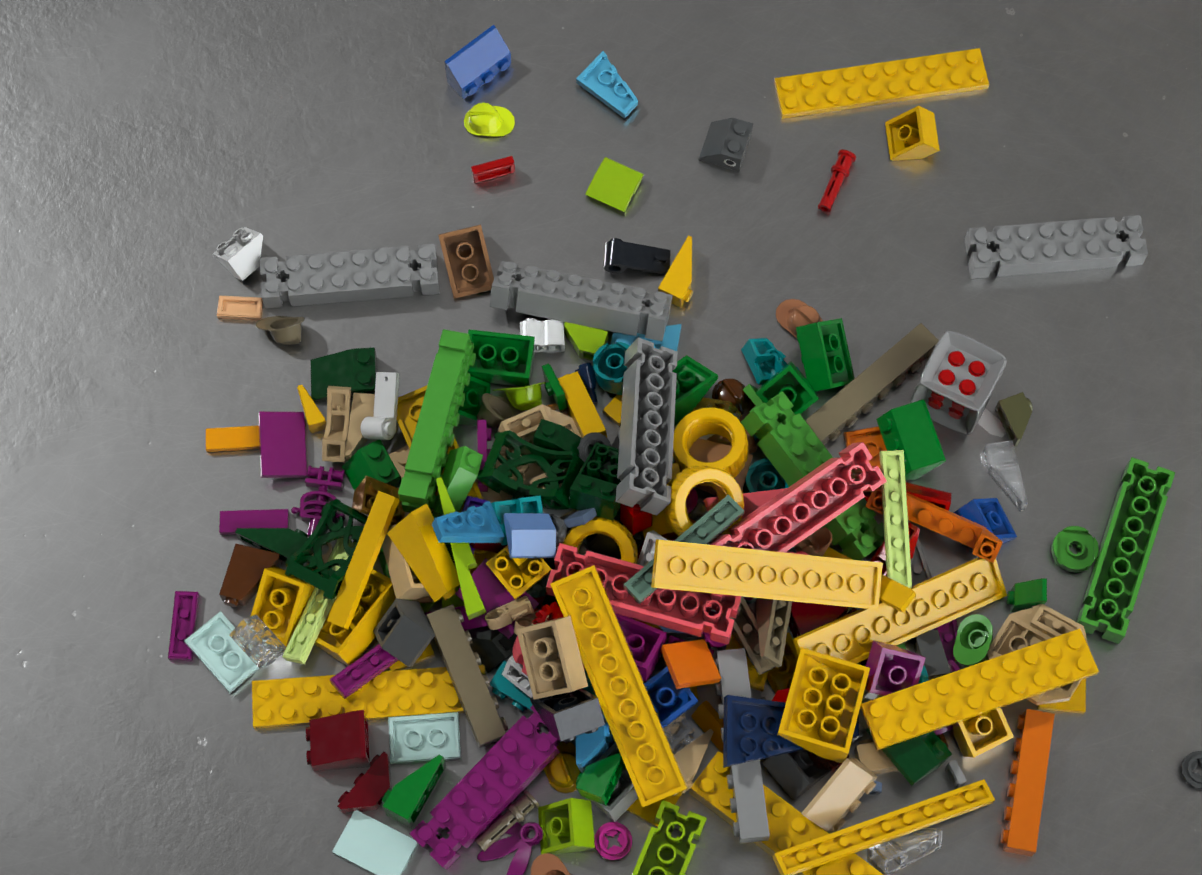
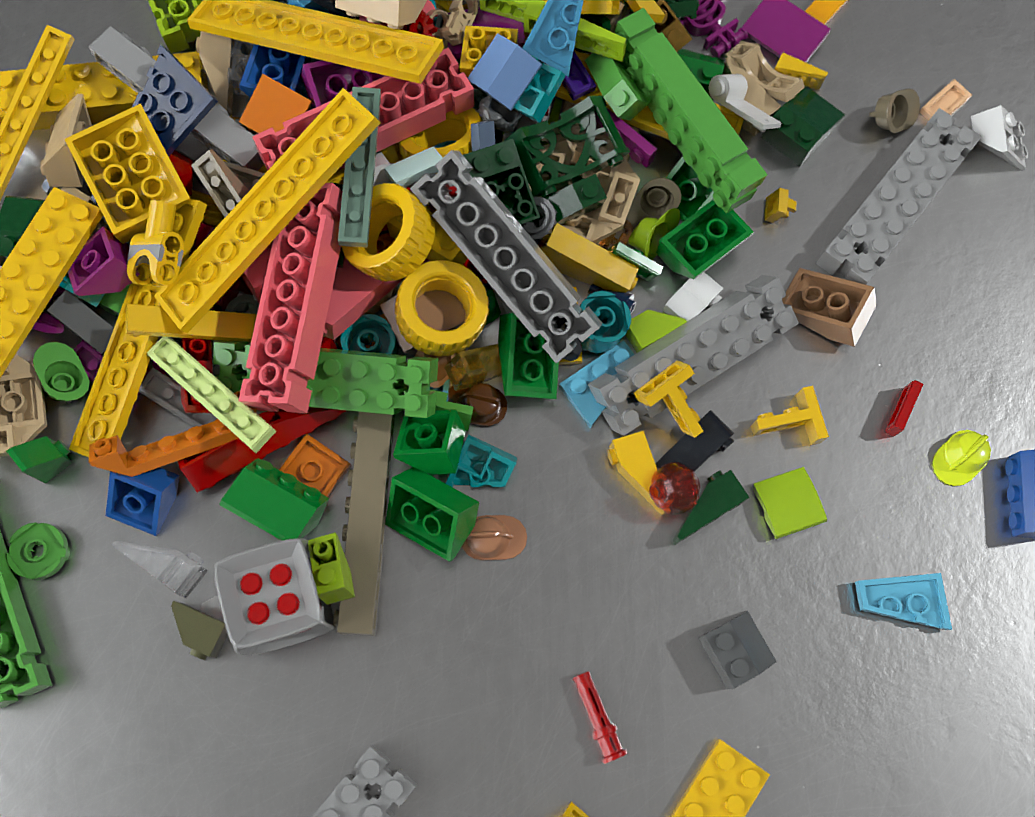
camera: 130 degrees right, 5 degrees up
(425, 341) = (779, 205): none -> yellow tile
(561, 221) = (808, 415): none -> yellow bracket
(626, 285) = (666, 387): none -> yellow bracket
(645, 527) = (414, 167): none -> light aqua tile
(660, 221) = (716, 499): none -> dark green slope
(674, 242) = (674, 488): none -> clear red plant
(850, 632) = (156, 246): none -> yellow connector
(912, 368) = (330, 569): none -> lime slope

